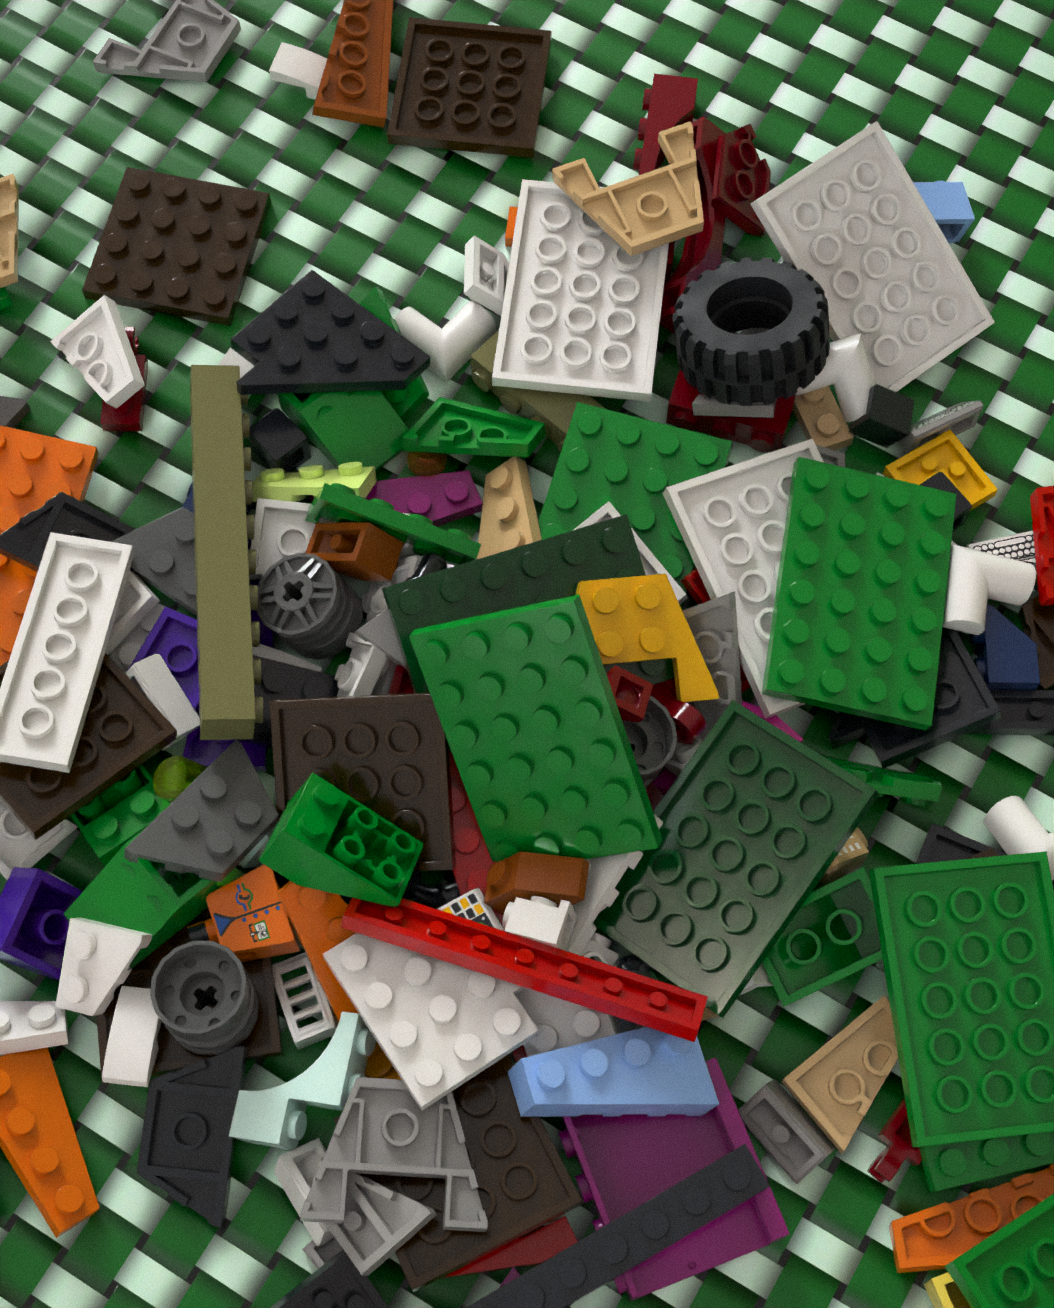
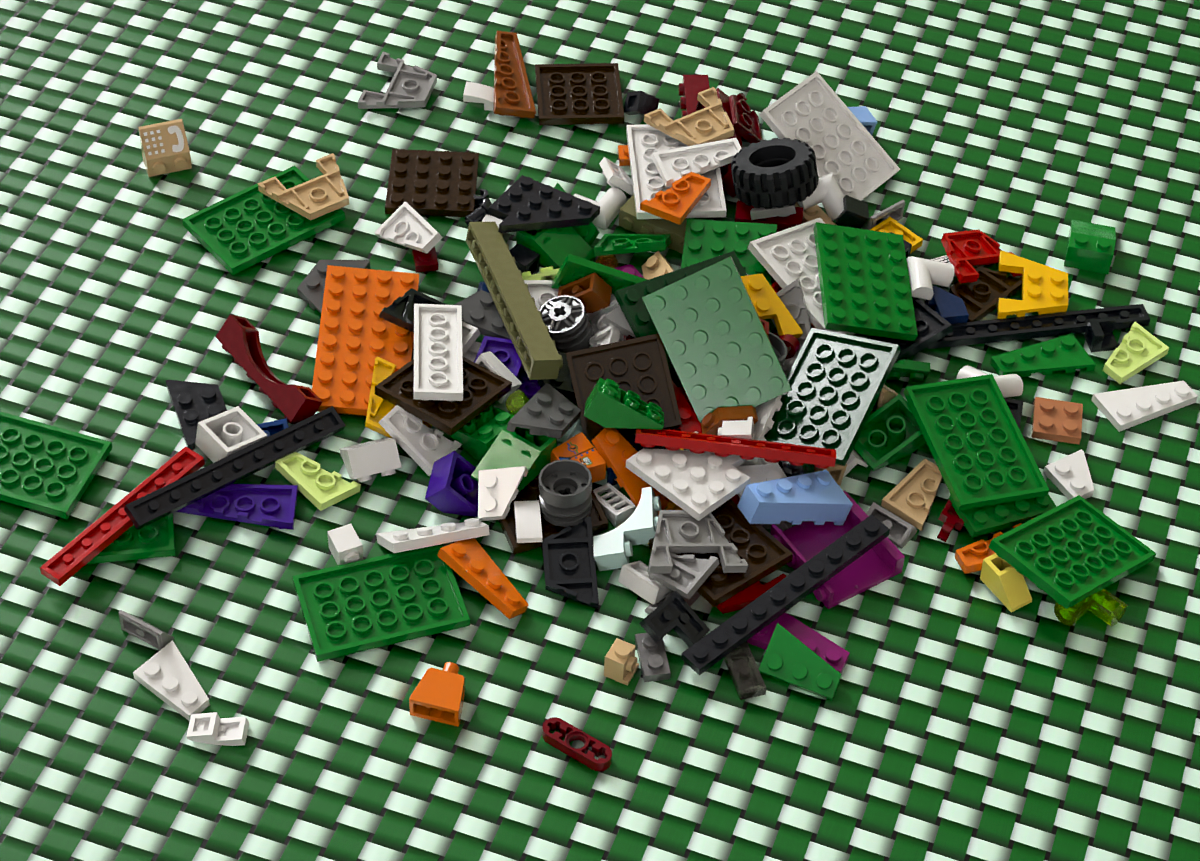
camera: 15 degrees left, 20 degrees down
(252, 307) = (483, 204): none -> black piece
(568, 364) = (679, 199): none -> orange wing
(570, 125) = (640, 103): none -> black panel
(616, 279) = (698, 158): none -> white wing

